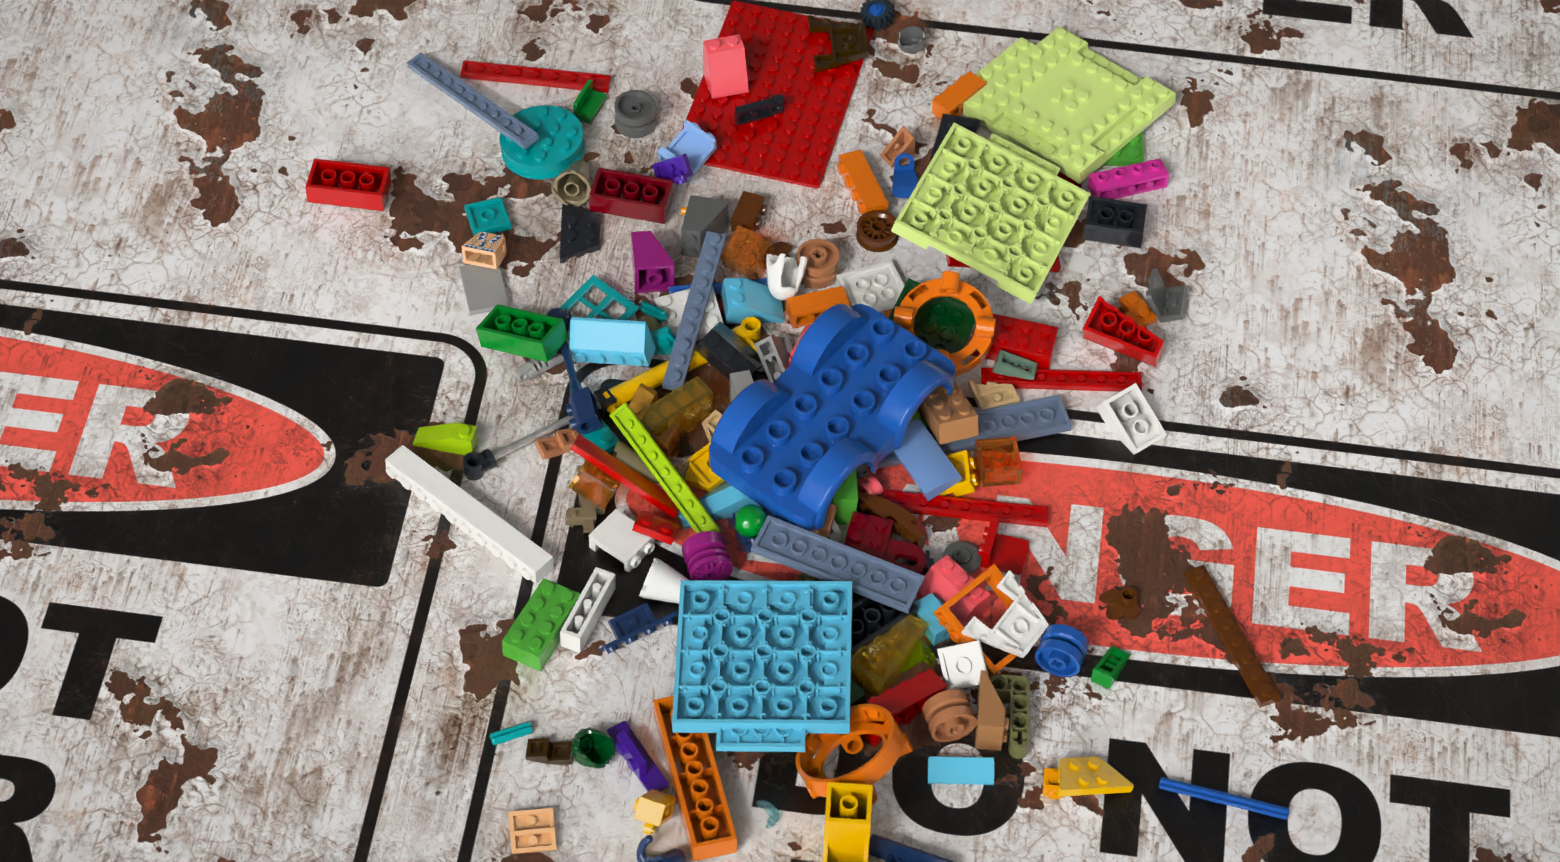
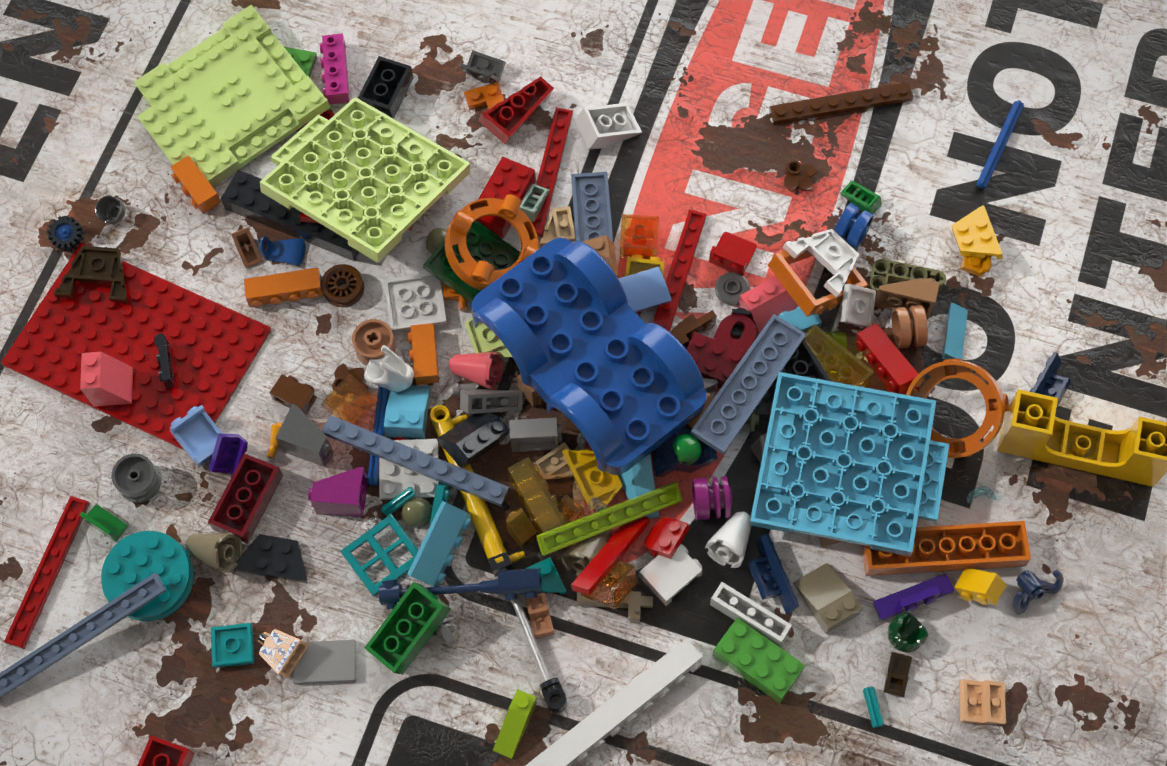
camera: 75 degrees left, 15 degrees up
(619, 680) = (828, 598): none -> dark tan slope

